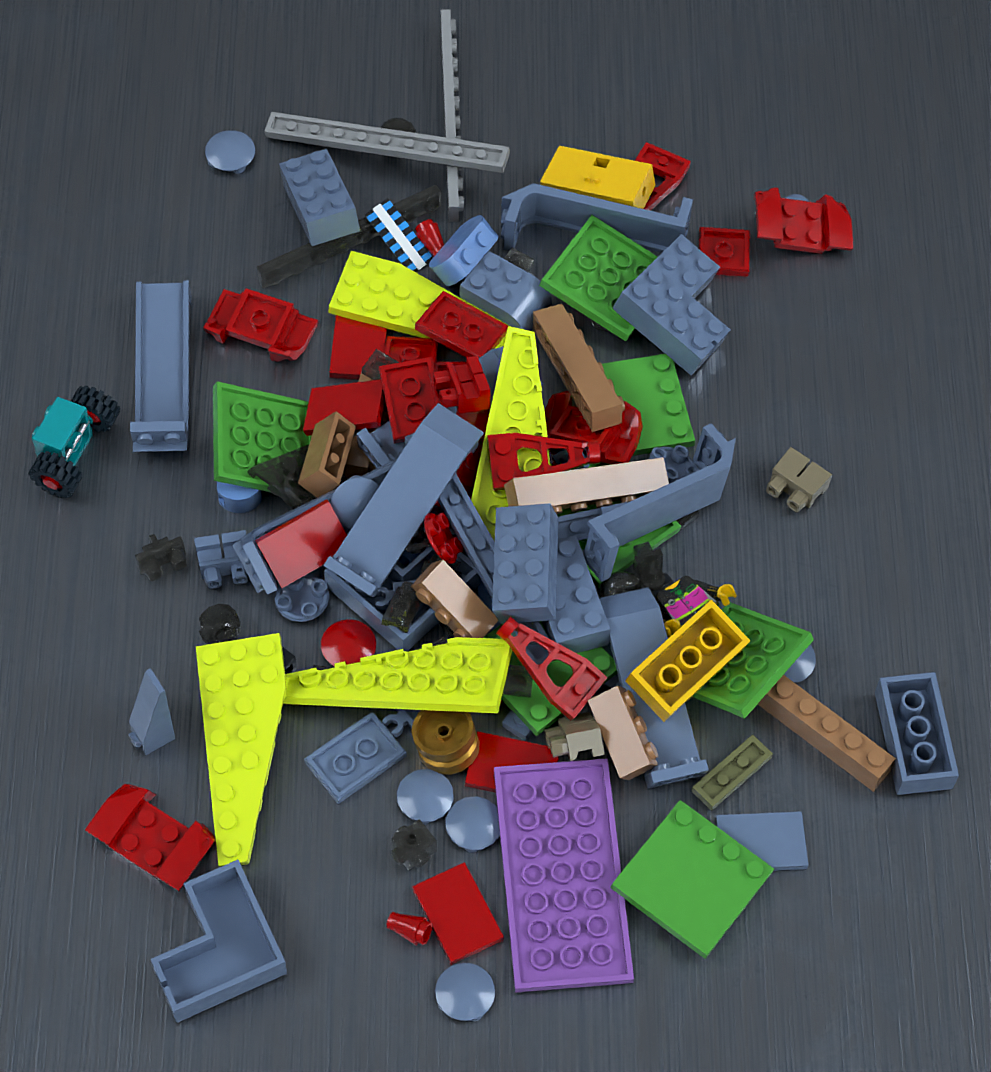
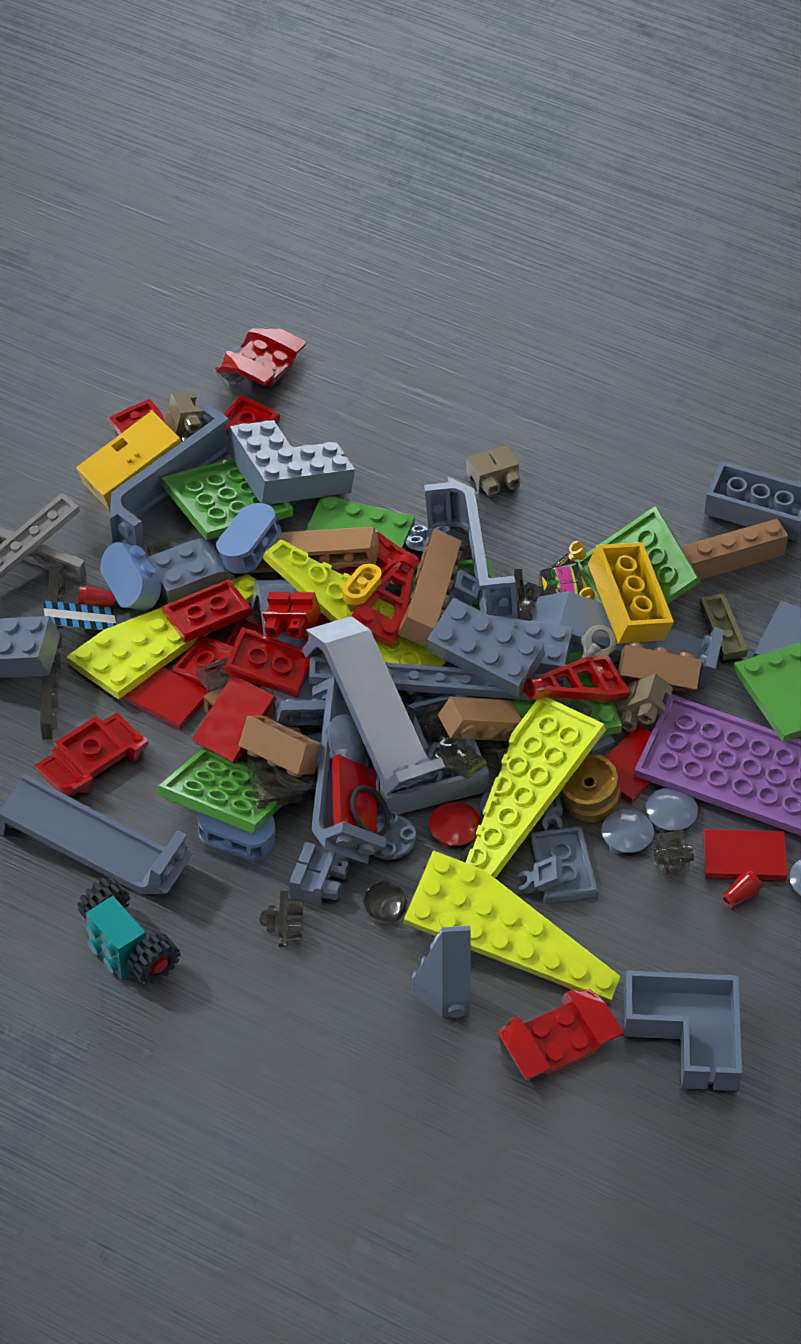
camera: 60 degrees left, 10 degrees down
(277, 558) = (381, 801): none -> black piece
(321, 743) = (545, 875): none -> sand blue plate
(441, 538) = (418, 698): red dish -> none
(534, 424) = (362, 584): none -> yellow plate
(555, 314) = (248, 538): none -> medium blue brick
(601, 661) = (591, 649): none -> light grey piece
(670, 192) = (183, 415): none -> dark tan hips

